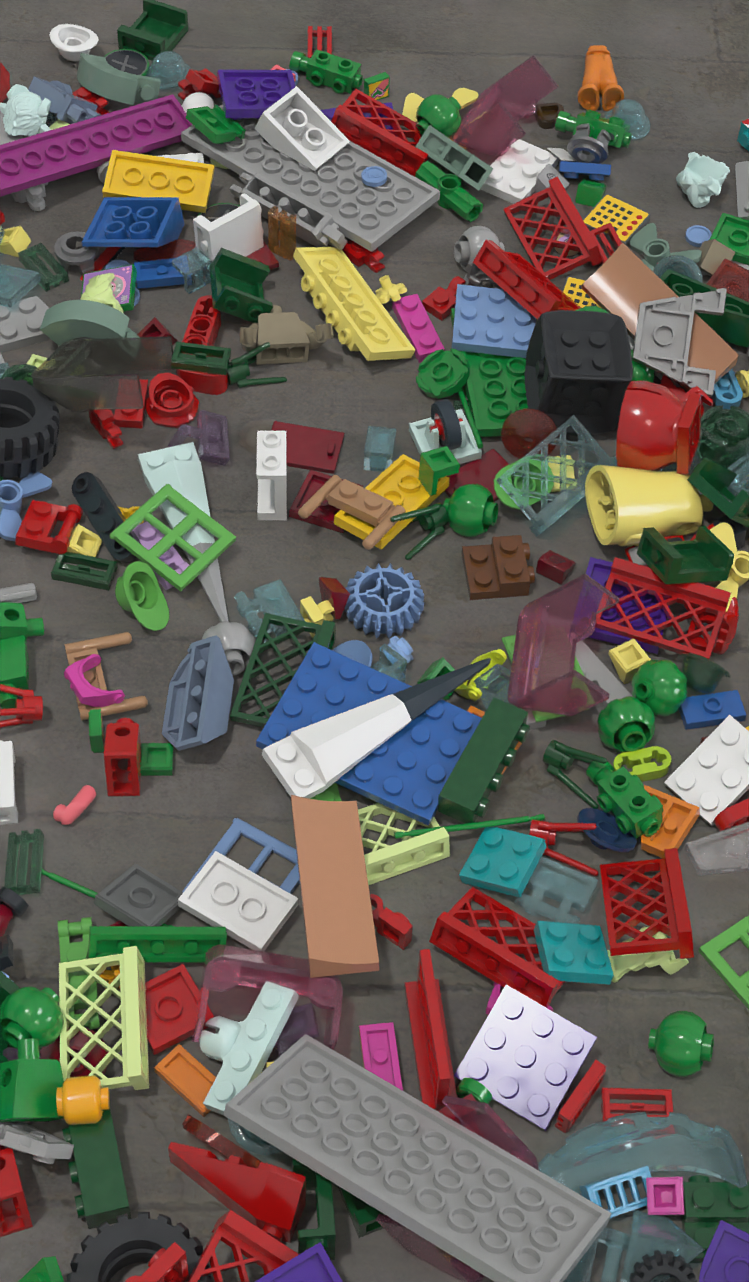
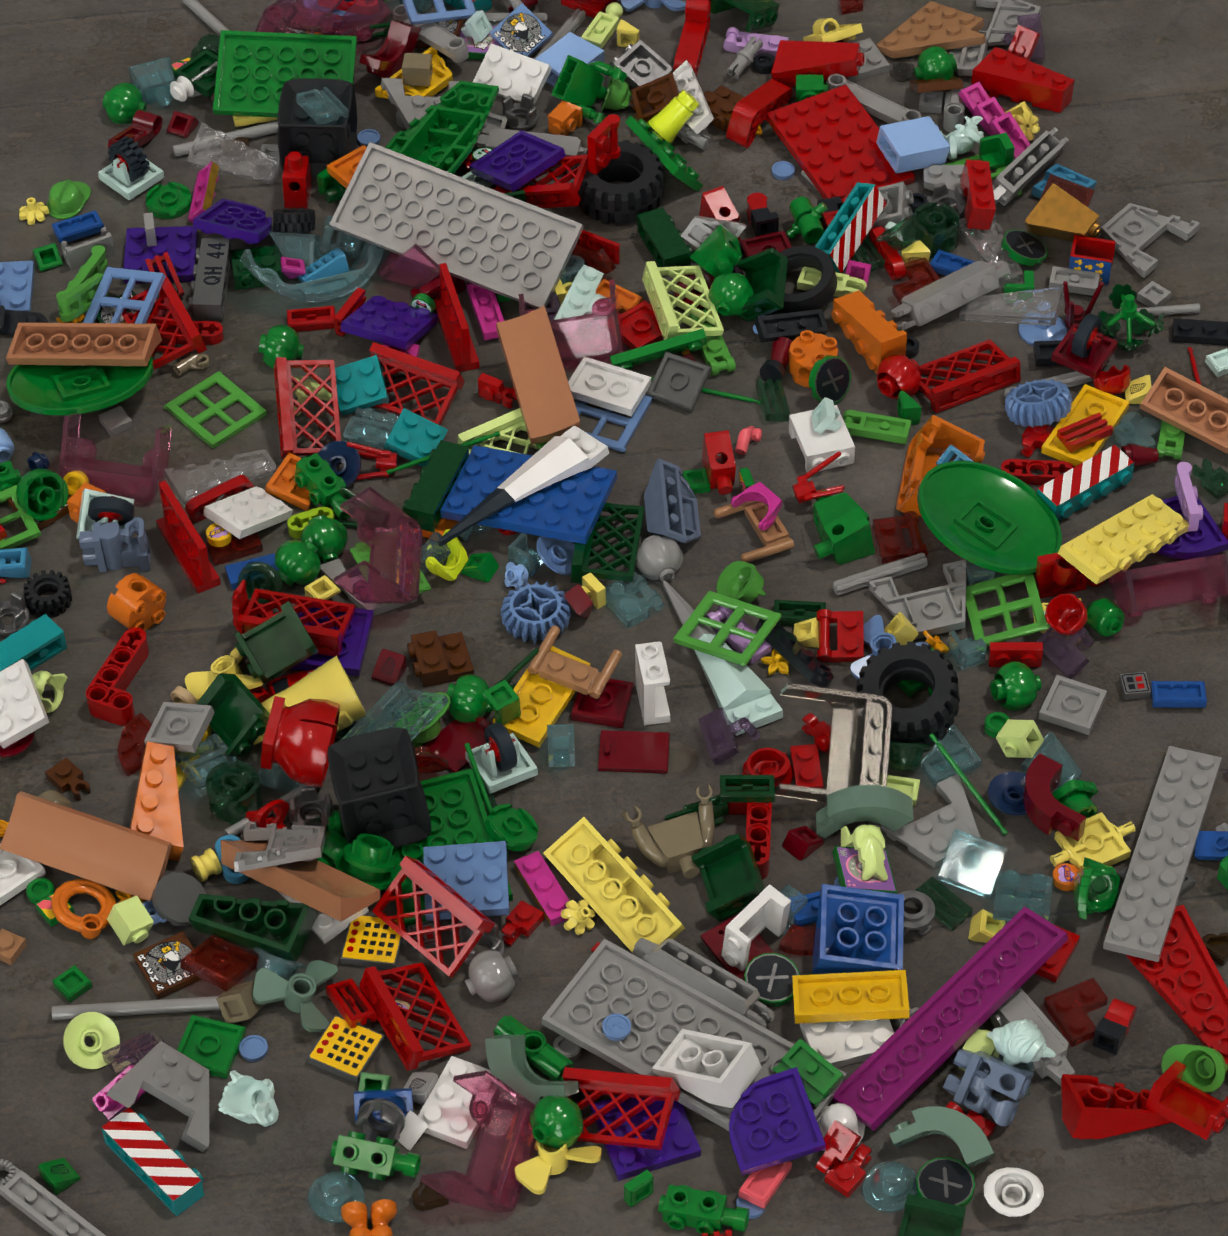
camera: 175 degrees right, 5 degrees down
(82, 1100) = (681, 249): light orange head -> none
(286, 235) = (699, 940): clear orange tile -> none

